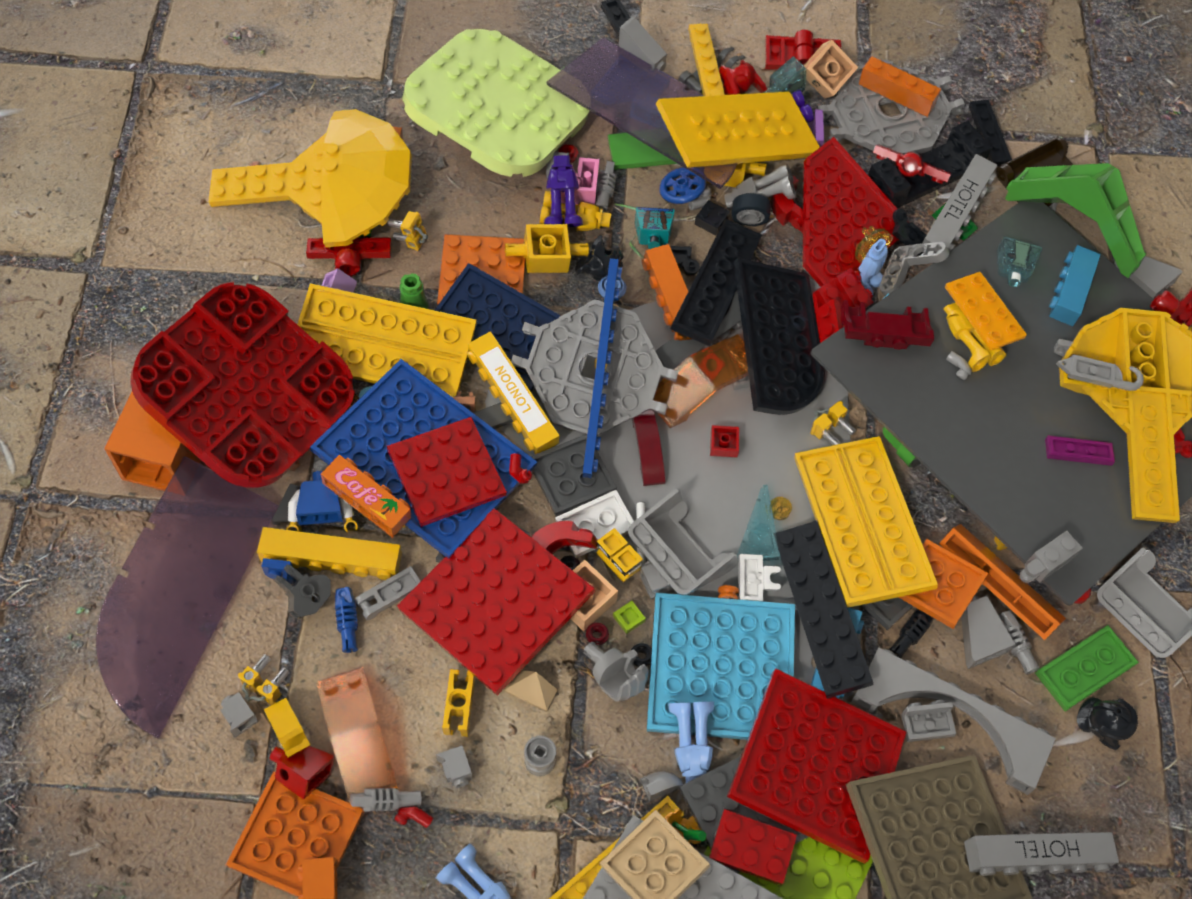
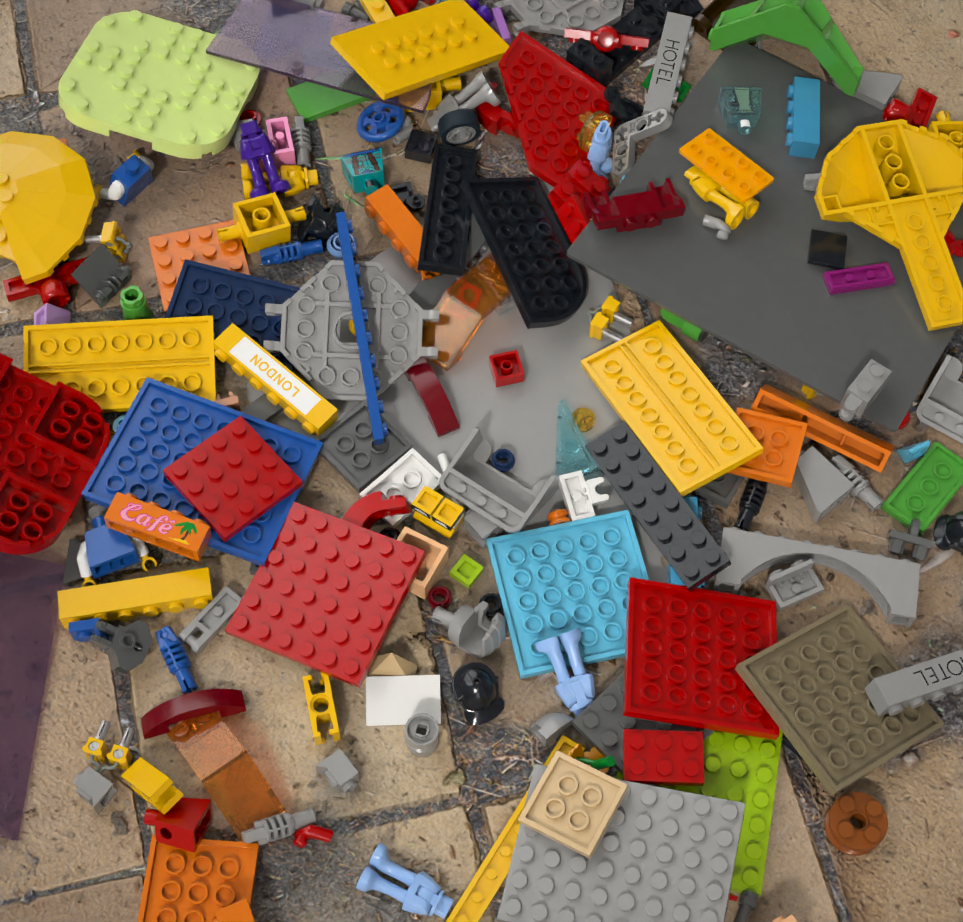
camera: 15 degrees left, 0 degrees up
(345, 665) = (190, 706): none -> dark red slope
(393, 257) = (101, 275): none -> dark grey hinge
(443, 178) = (128, 179): none -> blue torso
(516, 471) = (304, 457): red arm -> none
(533, 715) = (398, 698): none -> white sticker
(565, 281) = (290, 251): none -> blue hinge
(602, 741) = (480, 699): none -> black helmet
(697, 519) = (505, 455): none -> dark blue plate
(1058, 415) = (827, 249): none -> black piece
(1062, 720) = (921, 545): none -> dark grey hips
(1081, 629) = (913, 451): none -> medium azure slope
(1099, 373) = (855, 196): light grey plate -> none

